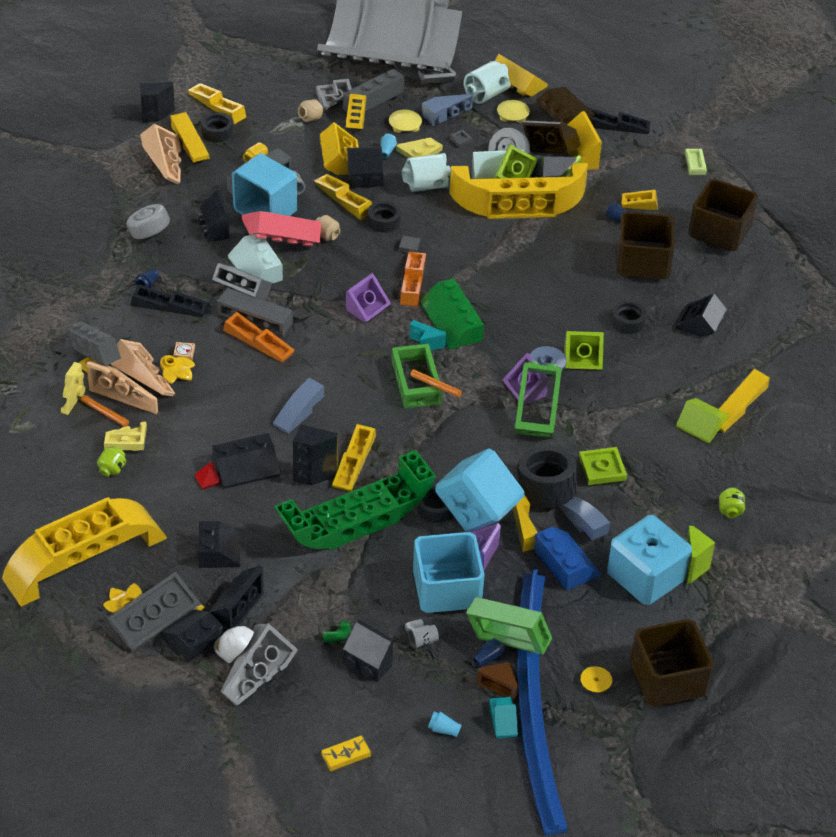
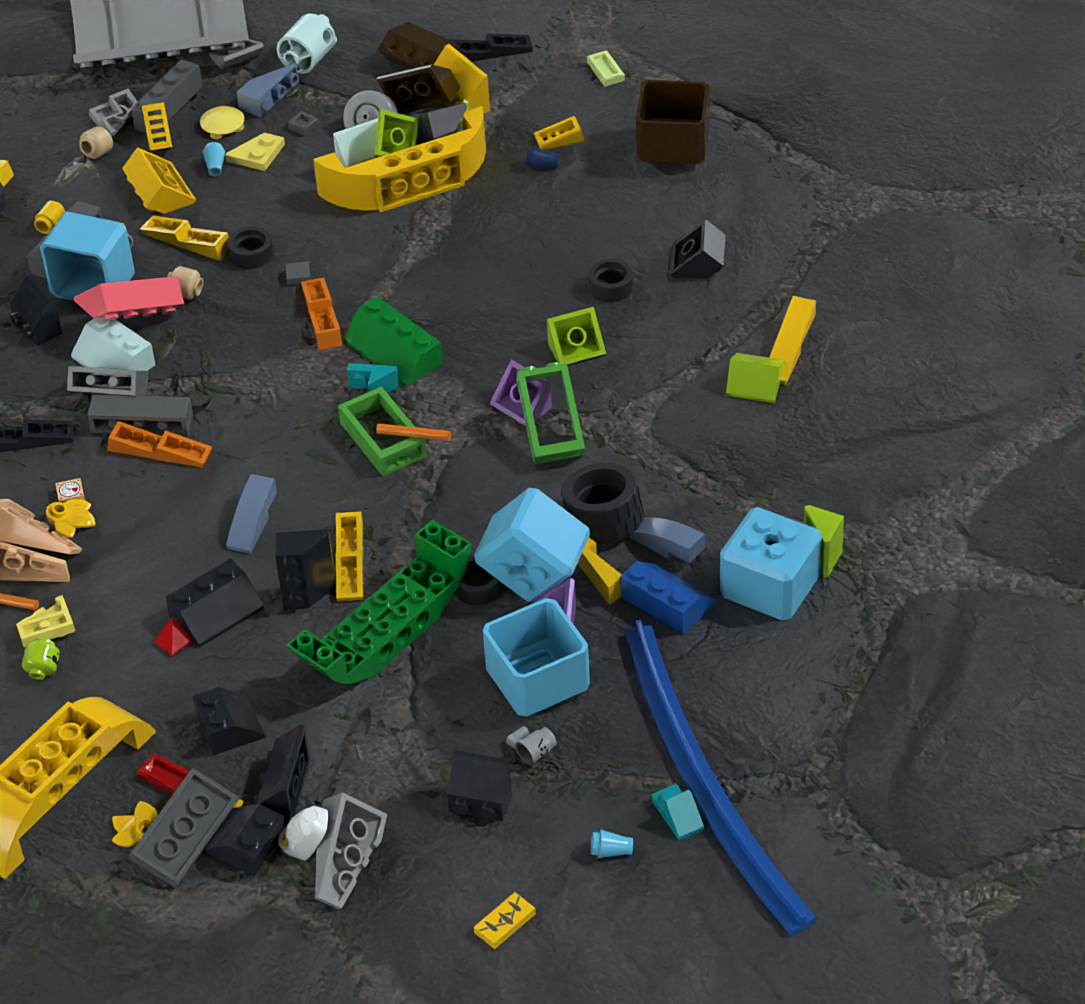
camera: 15 degrees left, 0 degrees up
(157, 568) = (162, 773): none -> red tile
(338, 635) = (430, 778): green arm -> none
(364, 166) = (200, 192): black slope -> none
(366, 298) = (276, 356): medium lavender slope -> none
(426, 172) = (282, 176): light aqua cylinder -> none
(487, 621) = (677, 706): bright green window -> none
(490, 651) = (626, 737): dark blue cone -> none
(498, 679) = (653, 767): reddish brown slope -> none
(513, 111) = (353, 70): light yellow dish -> none
(521, 78) = (348, 27): yellow slope -> none
(549, 355) = (536, 355): sand blue dish -> none
(596, 679) = (769, 728): yellow piece -> none
(602, 466) = (661, 469): lime plate -> none
(645, 245) = (596, 186): dark brown plate -> none
(671, 662) = (860, 663): dark brown plate -> none
(732, 502) = (836, 464): lime head -> none

